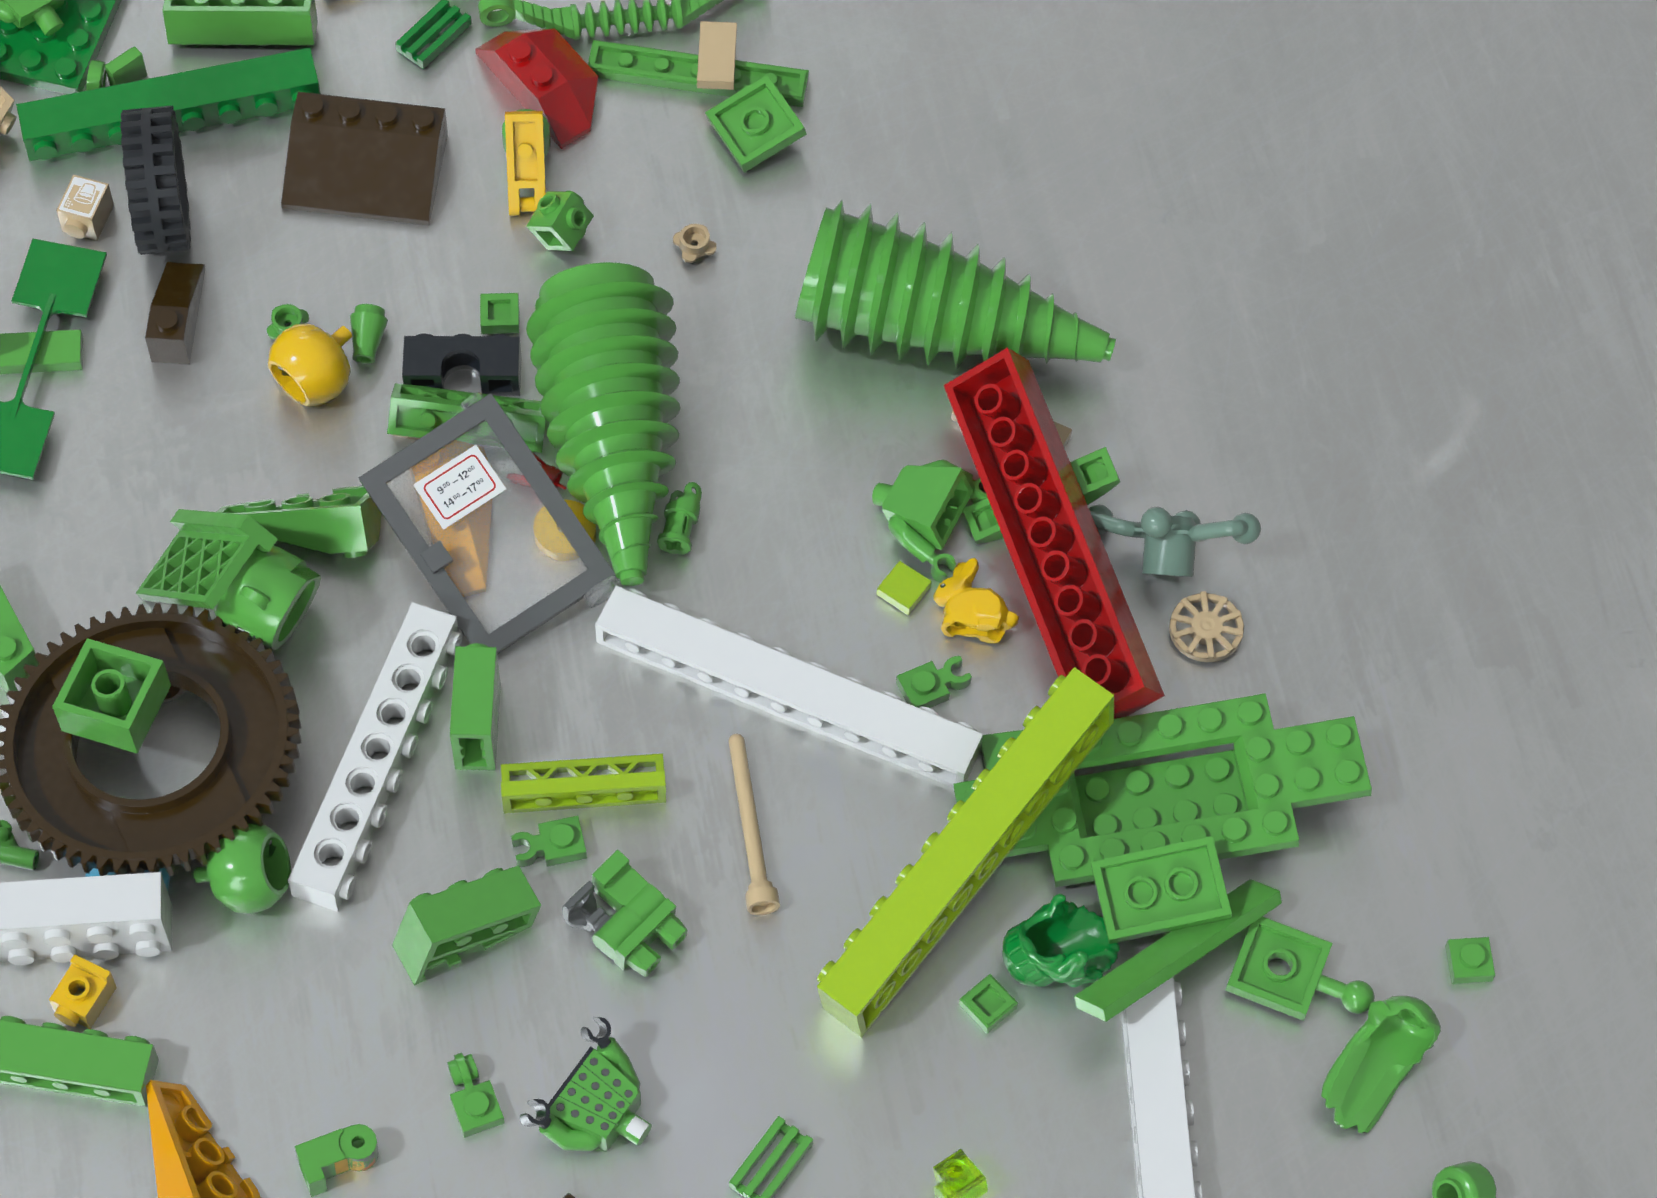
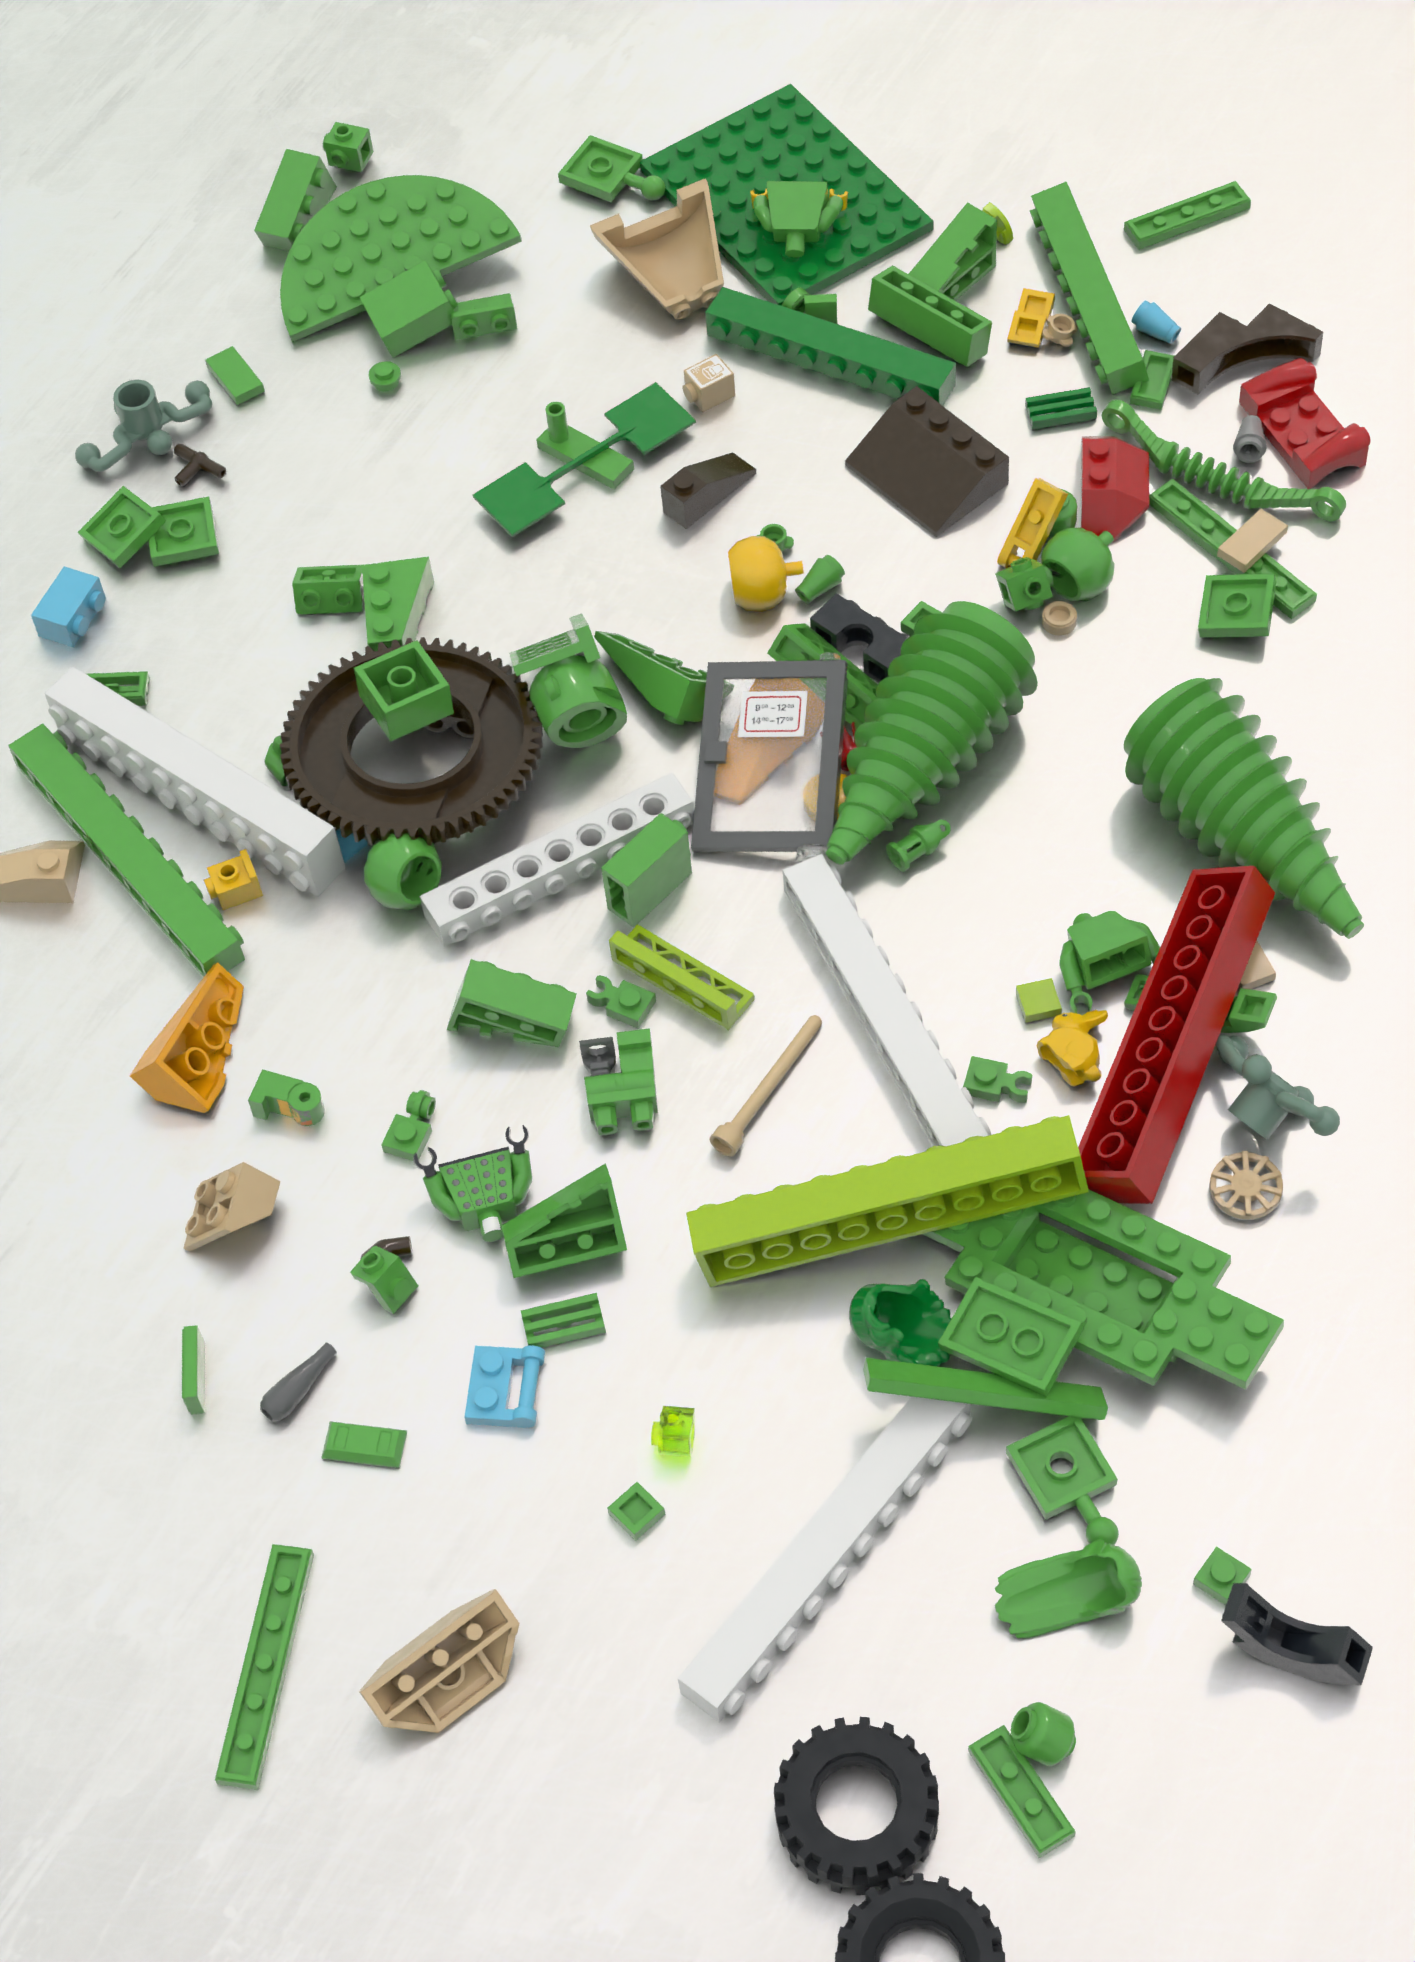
camera: 50 degrees right, 5 degrees down
(155, 180) = (756, 382): black tyre -> none
(591, 168) = (1081, 561): none -> bright green piece
(609, 232) = (1059, 618): none -> tan tile
(690, 234) = (1117, 655): tan plate -> none
(709, 1077) = (566, 1227): none -> bright green wedge
(988, 1003) = (820, 1330): bright green tile -> none
(1577, 969) = (1292, 1645): none -> black arch

